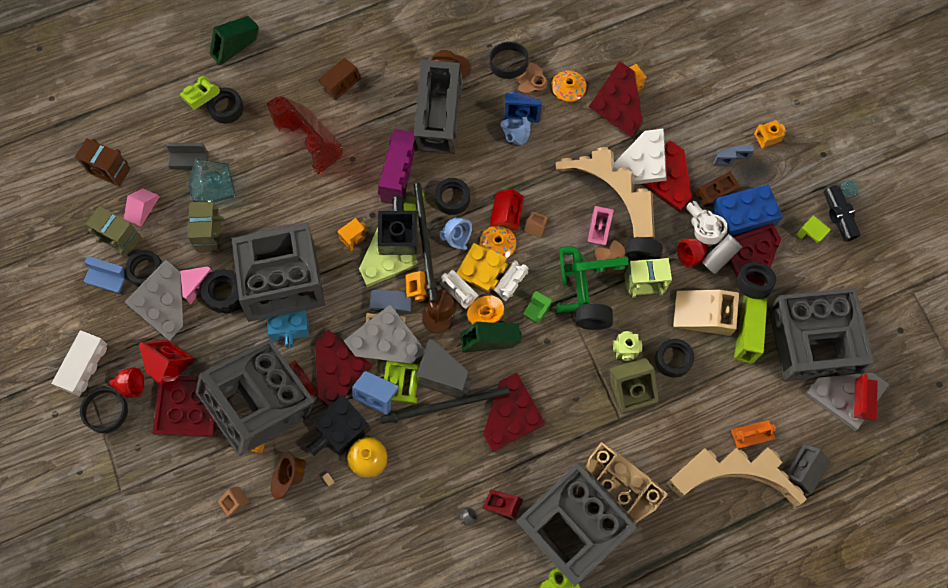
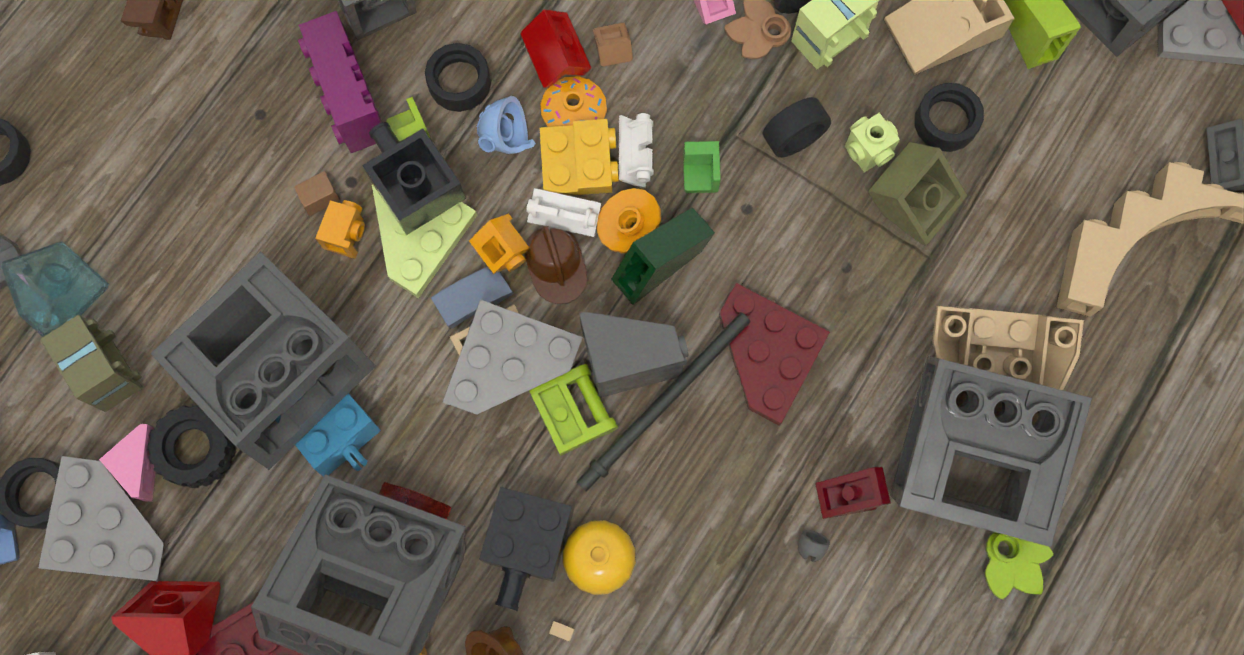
camera: 30 degrees left, 5 degrees up
(320, 142) = (117, 101): clear red windscreen -> none
(336, 368) = (458, 452): dark red plate -> none
(353, 210) = (316, 193): none -> medium nougat slope
(374, 392) = (544, 450): medium blue panel -> none
(431, 287) = (523, 233): pearl dark grey bar -> none
(579, 269) = (728, 70): green plate -> none
(753, 434) = (1131, 156): orange hinge -> none

